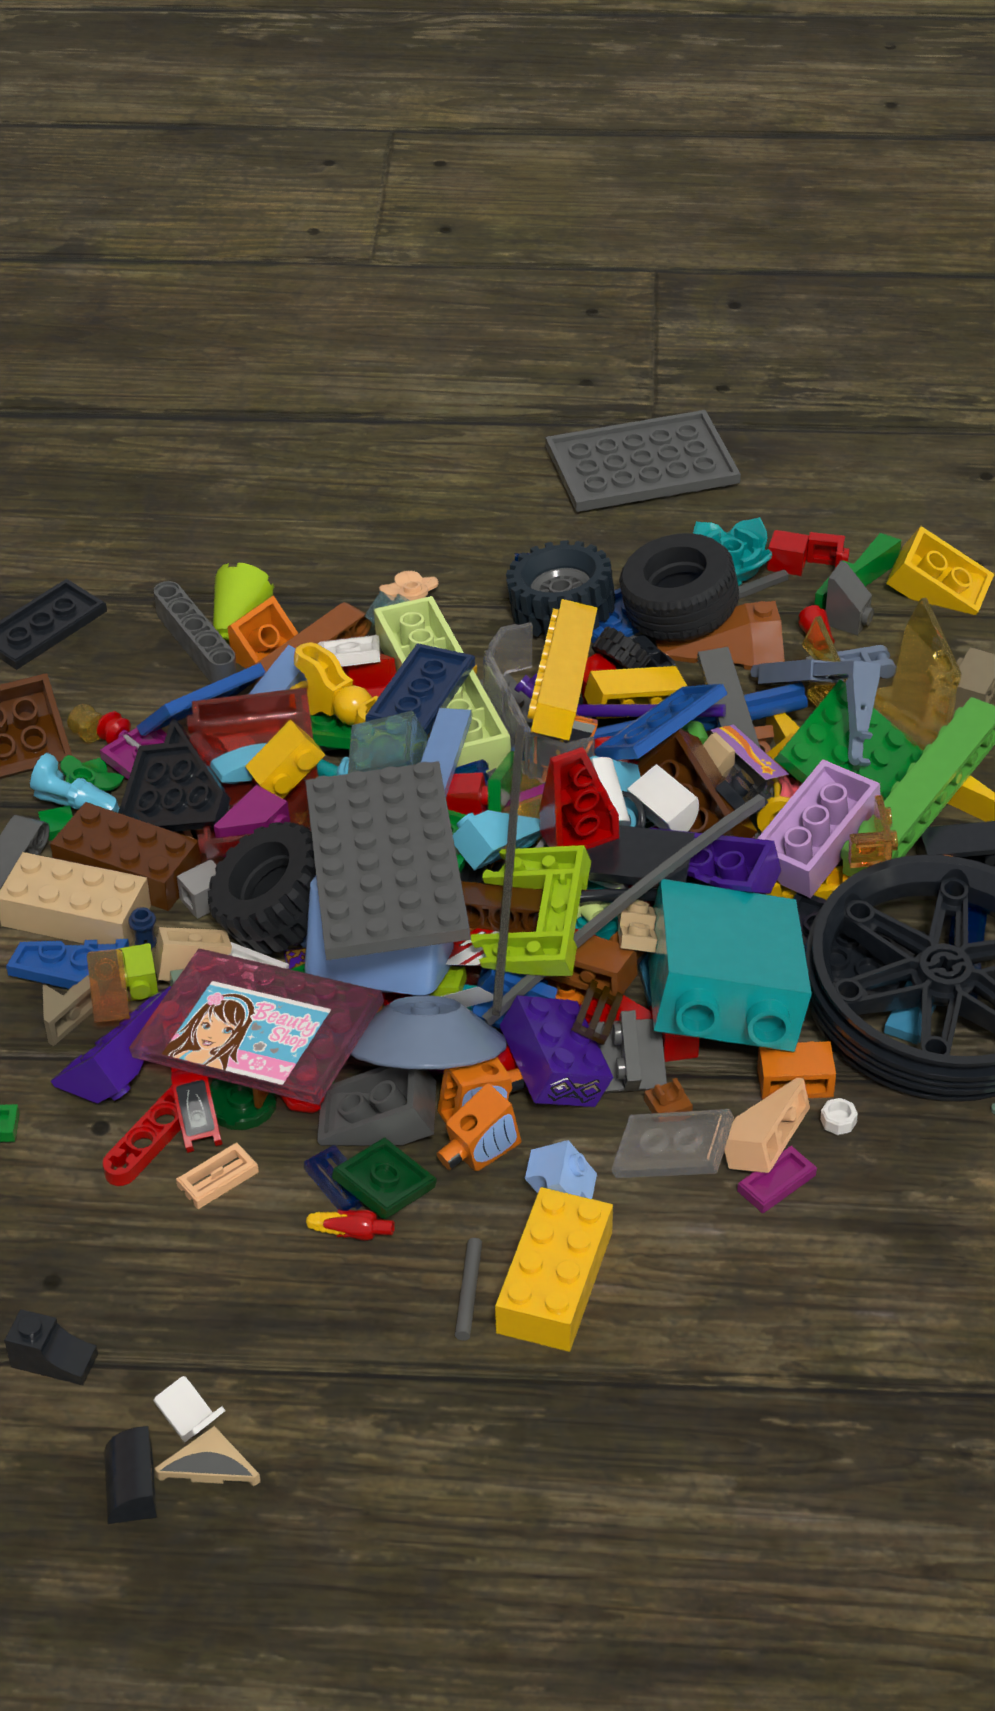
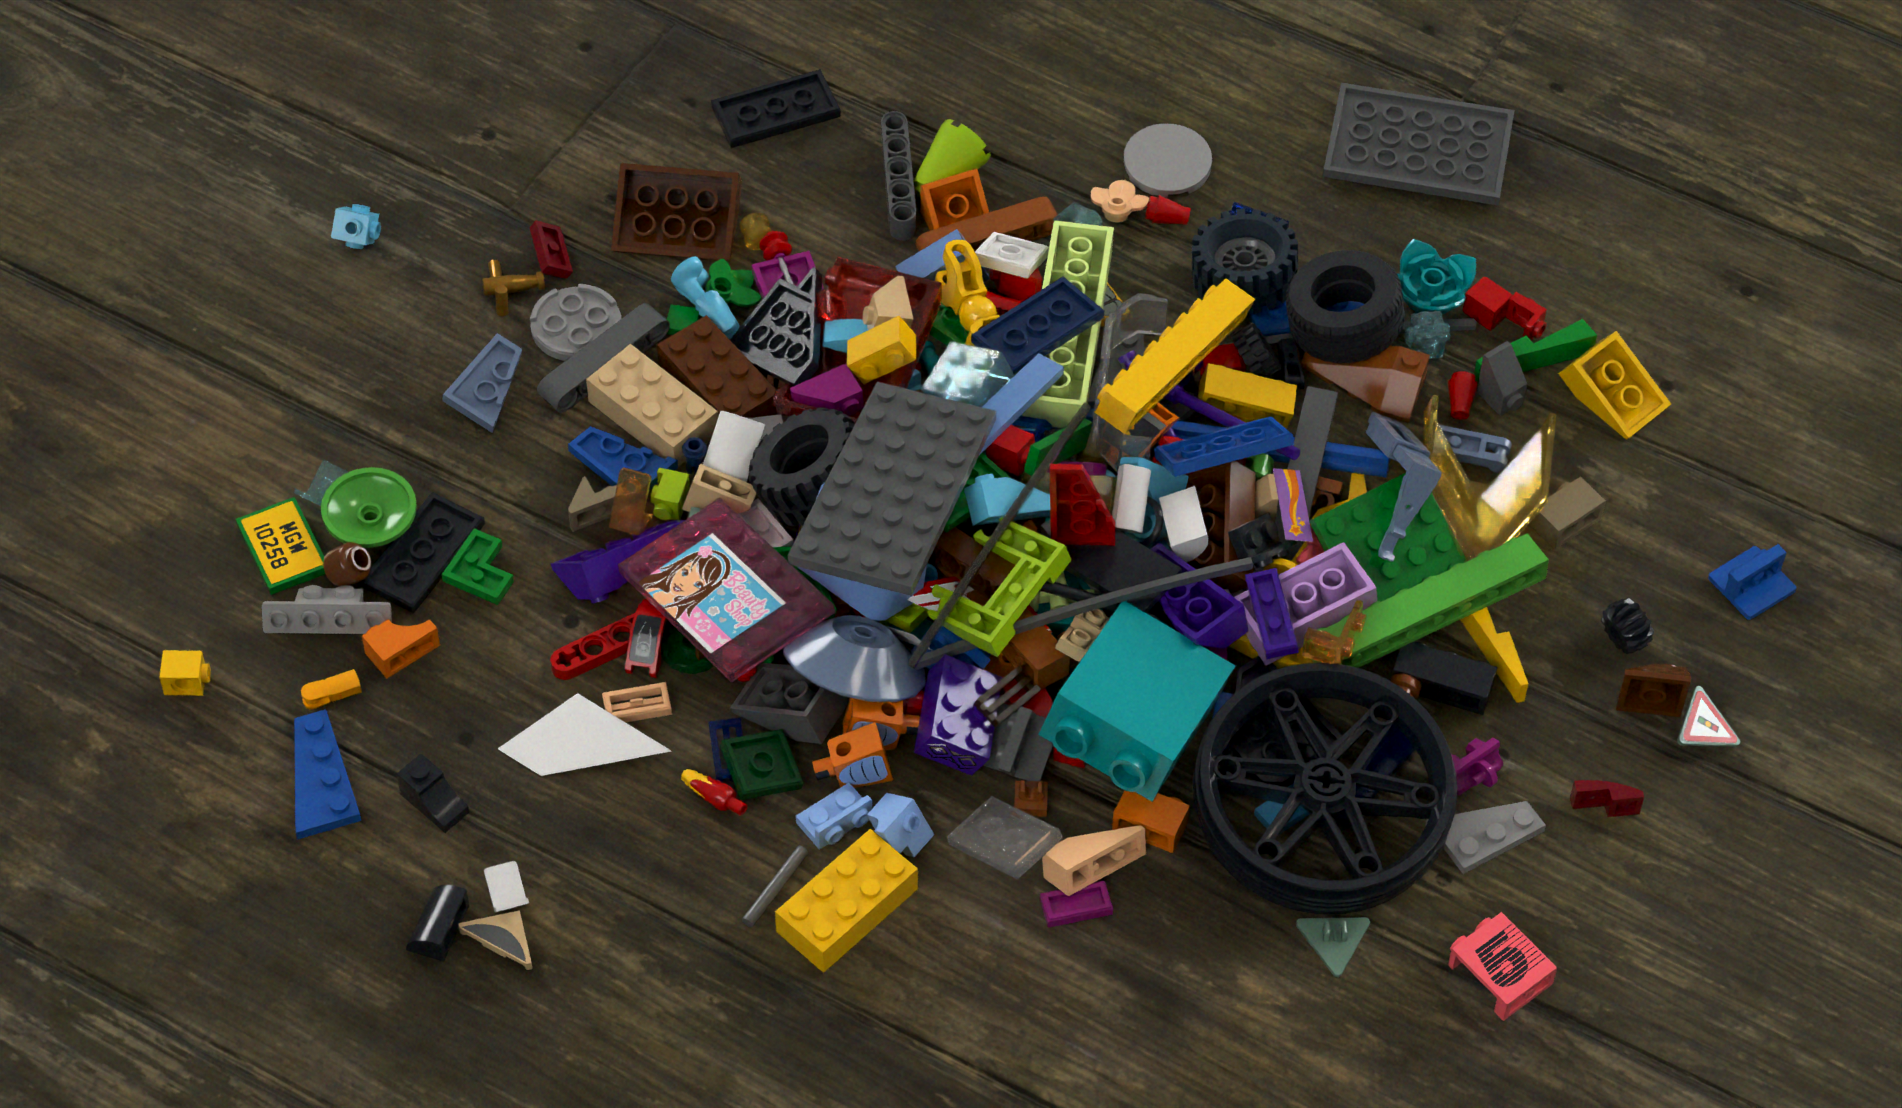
camera: 25 degrees right, 10 degrees up
(175, 1231) = (578, 737): none -> white sticker
(181, 707) = (858, 251): blue tile -> none
(182, 898) = (733, 445): none -> white brick
(266, 721) = (888, 303): none -> tan slope
(432, 543) = (1167, 160): none -> light grey tile
(458, 580) = (1166, 211): none -> red cone
(488, 1197) = (834, 816): none -> light blue bracket
(756, 586) = (1427, 333): none -> clear light blue brick
(800, 842) = (1271, 613): none -> dark purple tile
(838, 1116) = (1161, 872): white tile -> none

